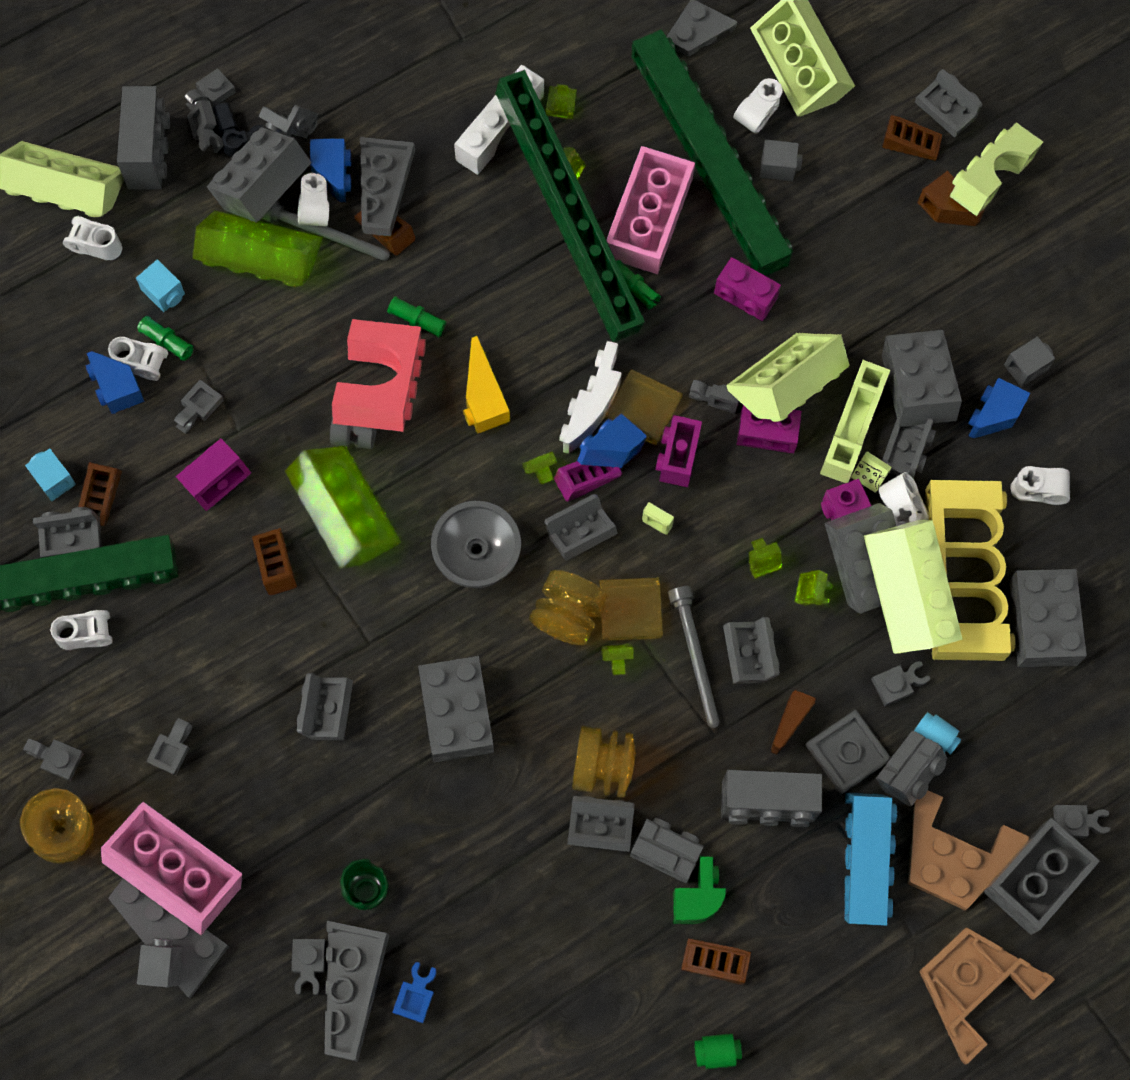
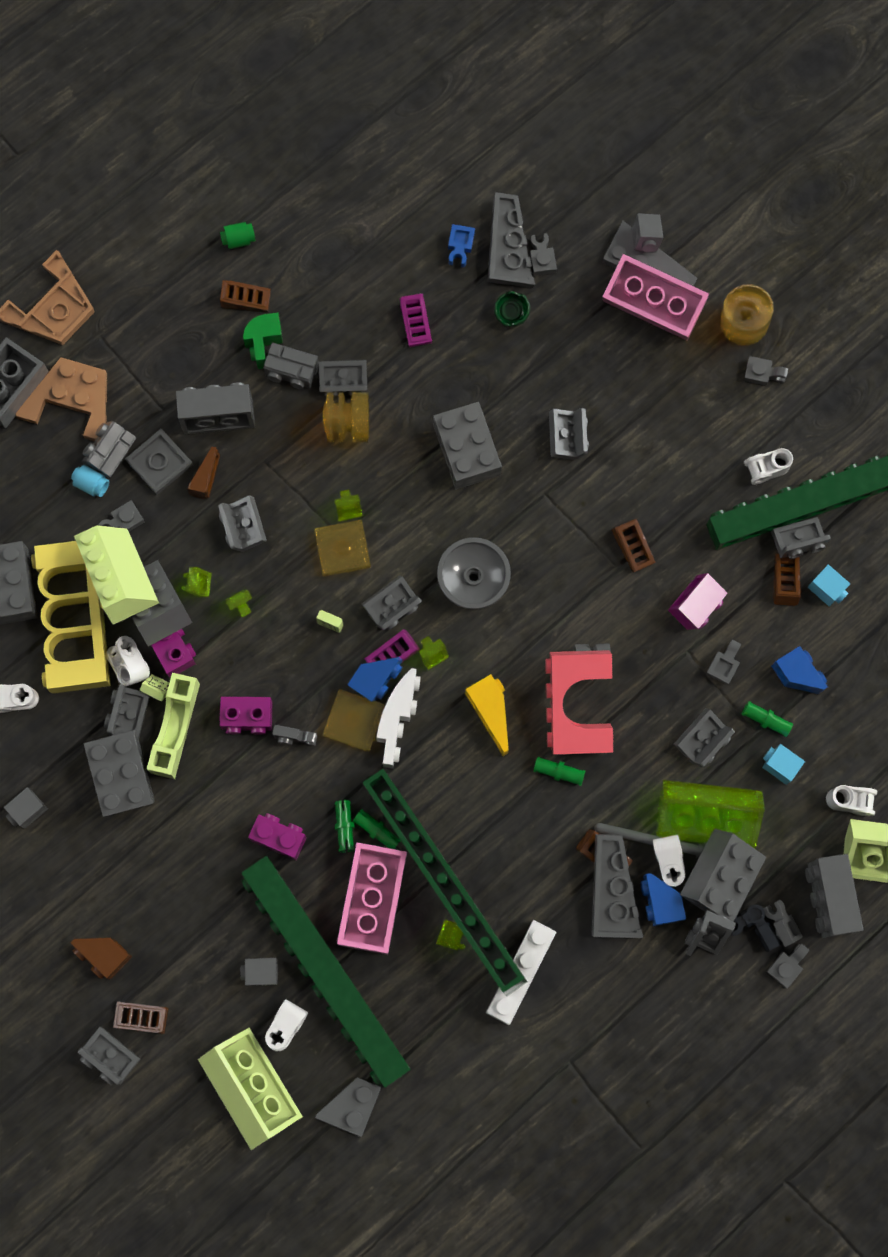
camera: 170 degrees right, 5 degrees up
(143, 357) = (783, 696): white piece -> none
(169, 751) = (678, 386): dark grey plate -> none
(242, 324) = (704, 738): none -> dark grey bracket
(341, 505) = (587, 594): clear neon green slope -> none
(494, 918) = (405, 304): none -> magenta slope
(561, 101) = (468, 1005): clear neon green tile -> none
(568, 607) = (391, 530): clear yellow wheel -> none
(670, 293) = (344, 826): none -> green pin
(679, 452) = (317, 677): magenta brick -> none
(682, 600) = (302, 560): dark grey piece -> none
(790, 375) = (232, 754): yellowish green slope -> none
(869, 858) = (137, 381): dark azure wedge -> none
(979, 184) = (77, 960): yellowish green arch -> none
(1000, 409) = (50, 759): blue slope -> none

